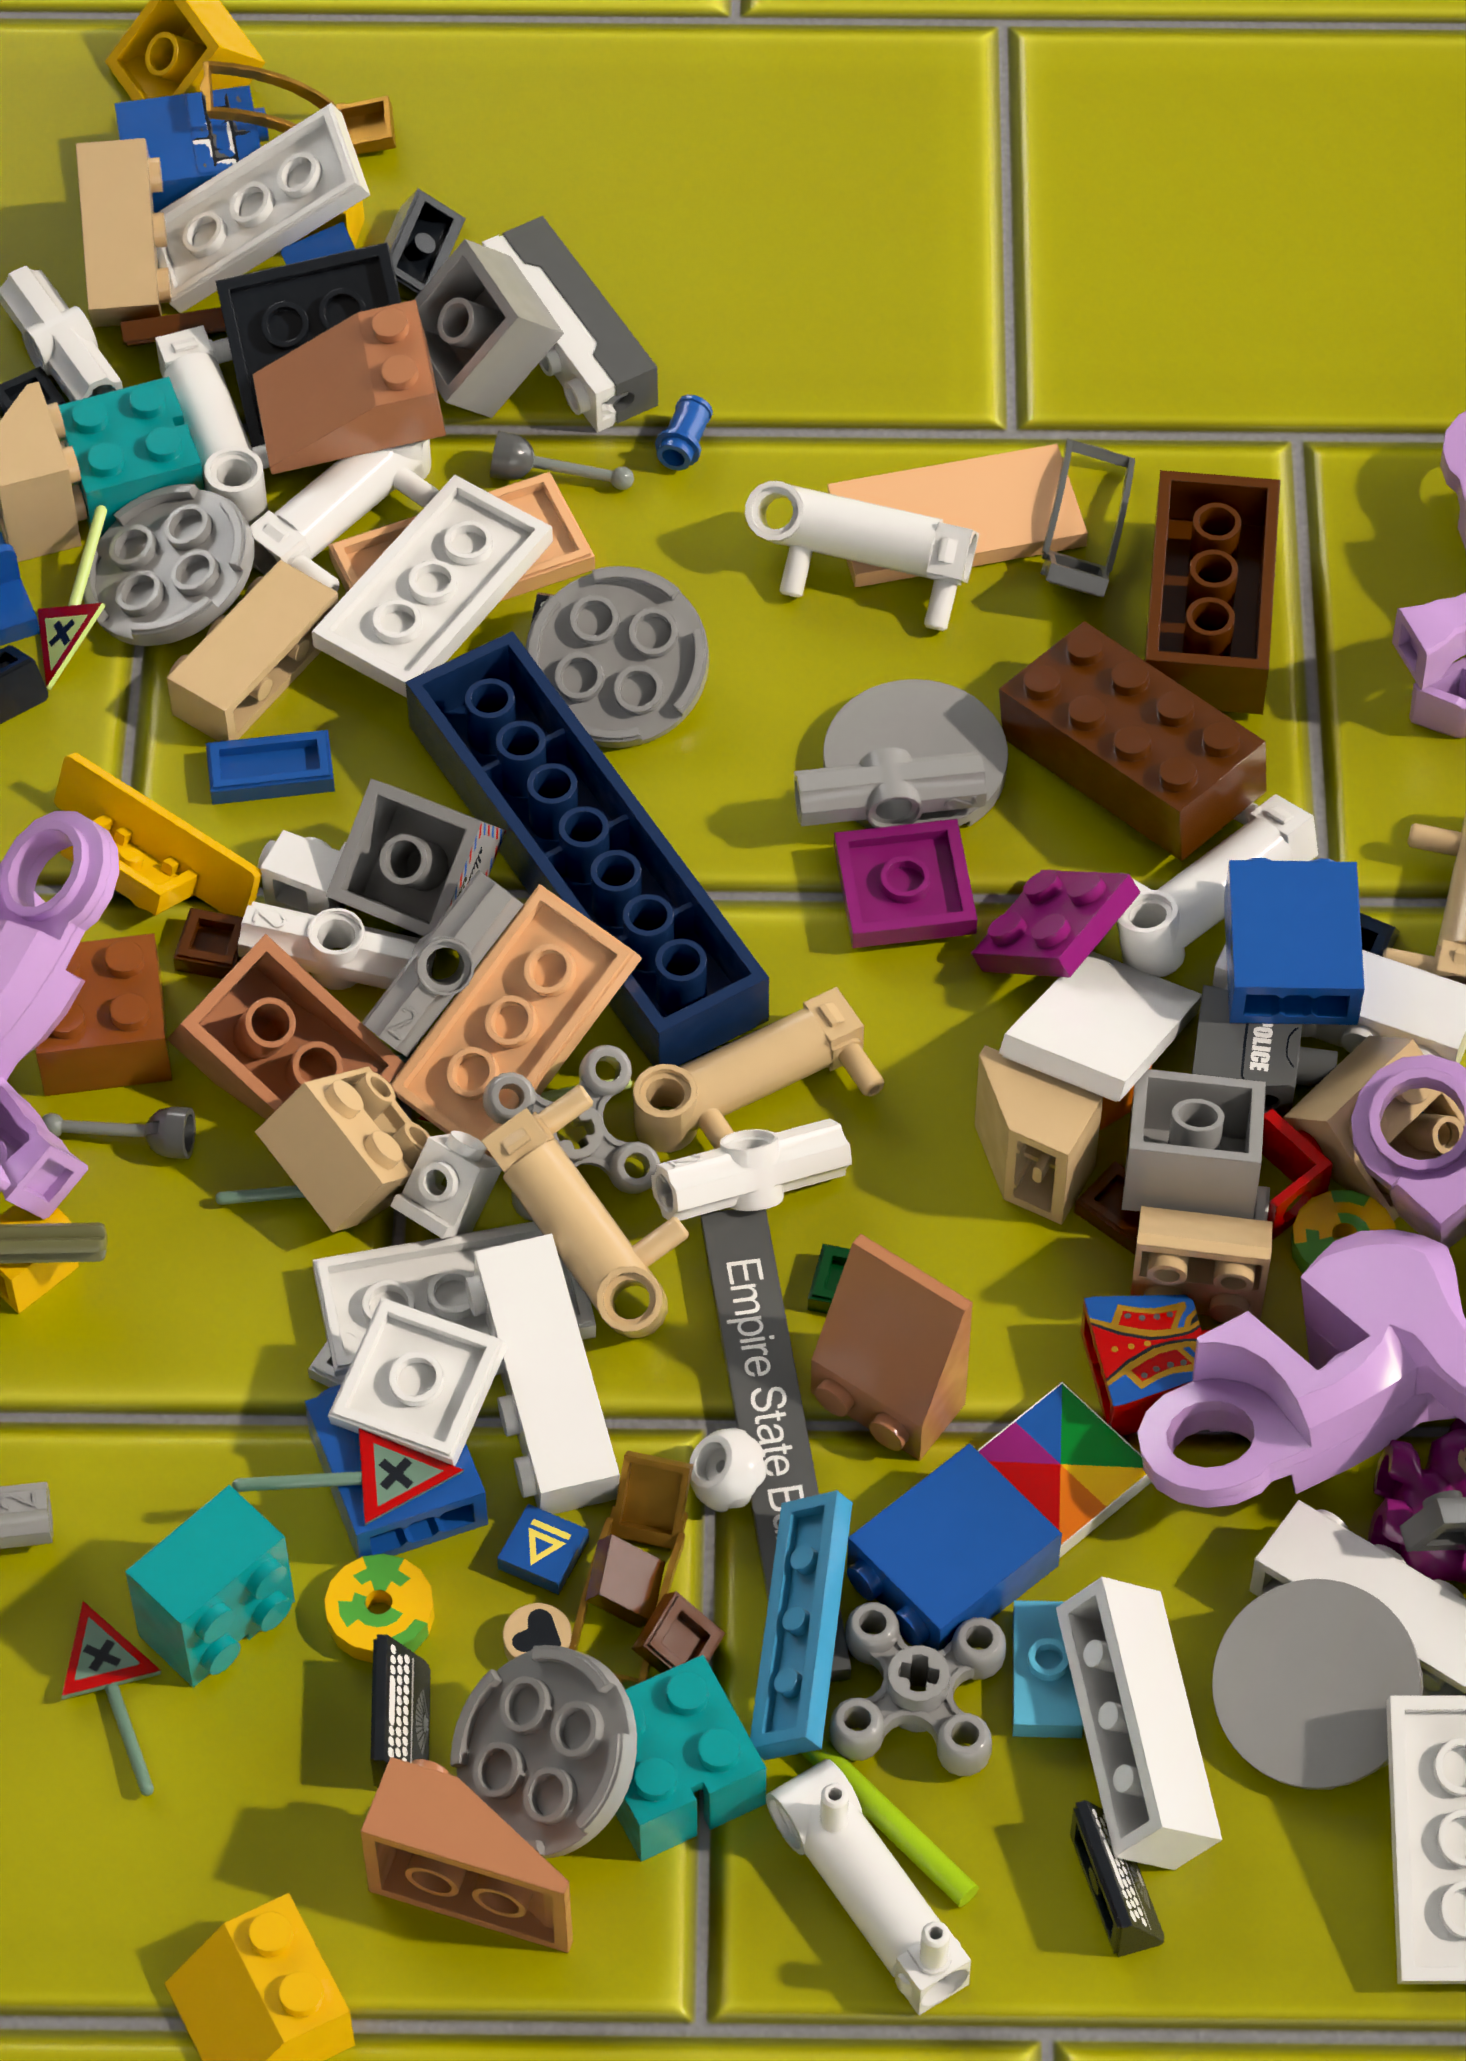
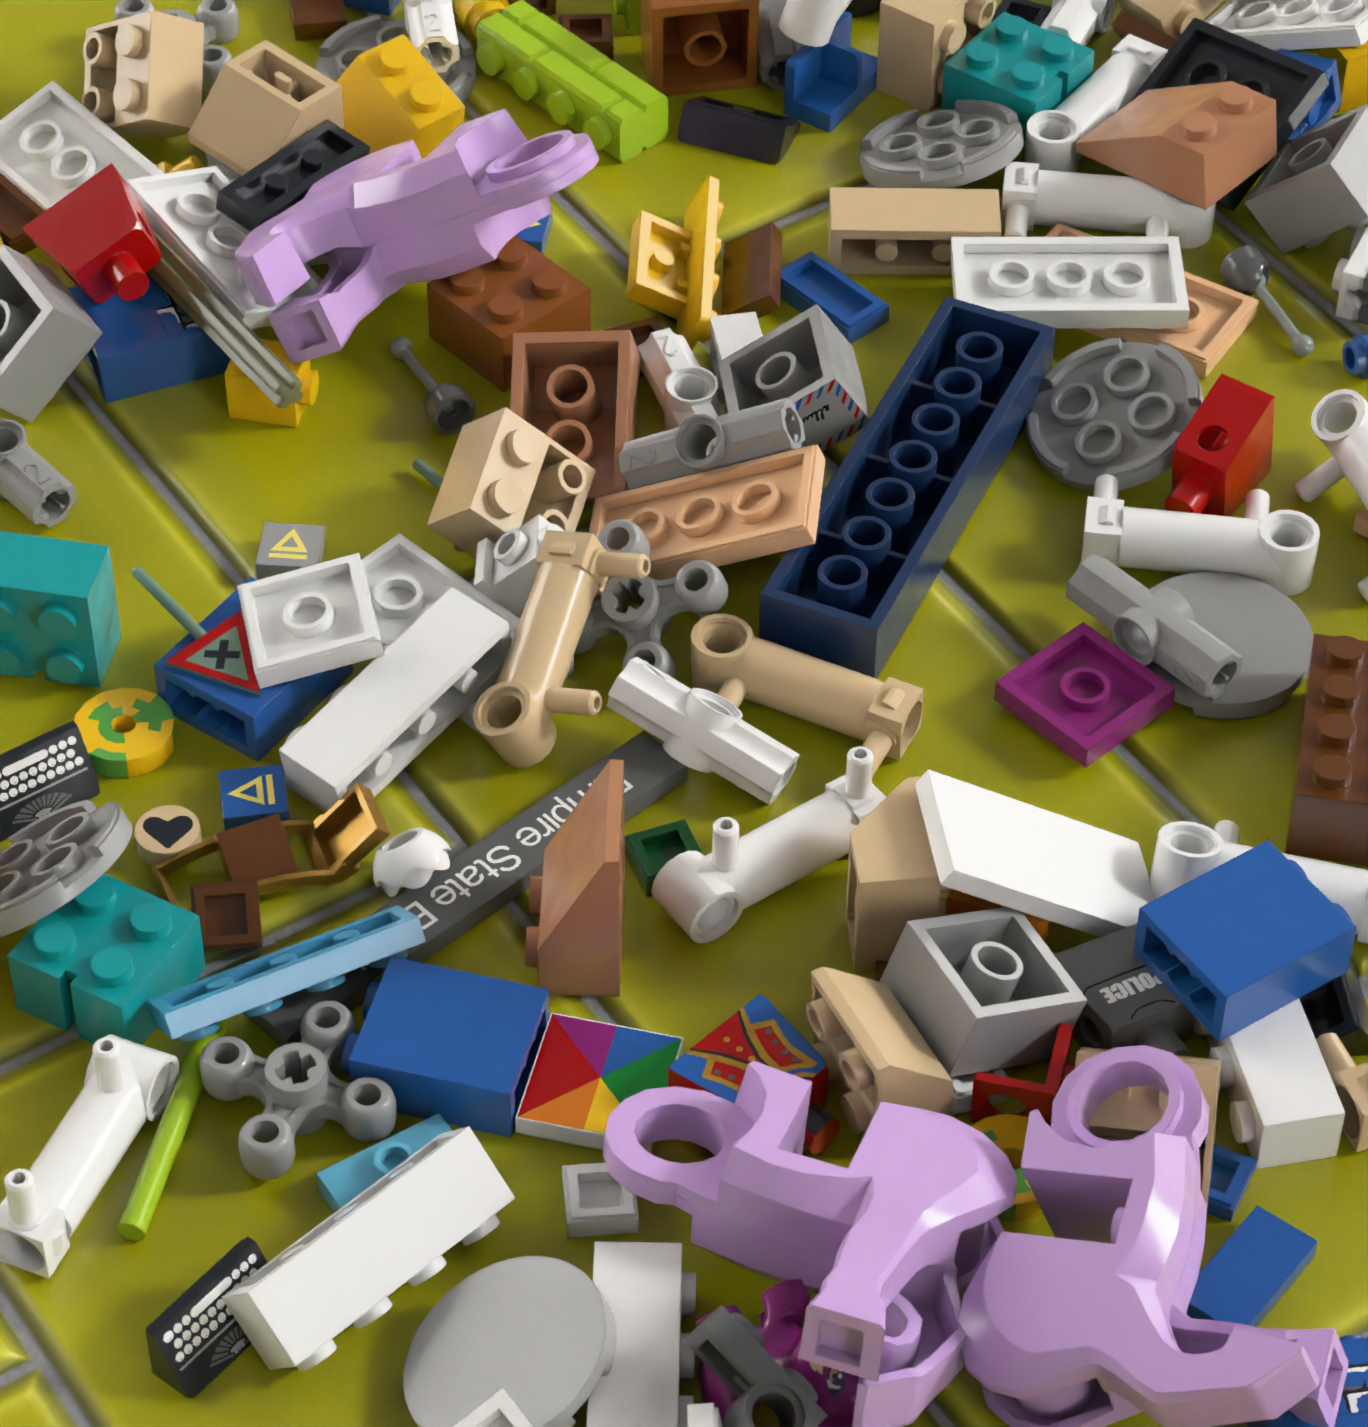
camera: 55 degrees right, 10 degrees down
(67, 626) = (849, 129): piece -> none
(205, 801) = (752, 272): none -> reddish brown tile
(255, 1358) = (289, 548): none -> light grey tile
(736, 616) = (1223, 450): none -> red torso
(795, 708) = (1262, 545): none -> white piece
(920, 1176) = (712, 890): none -> white piece
(1055, 923) = (1150, 795): magenta plate -> none
(1175, 1537) = (597, 1202): none -> white tile

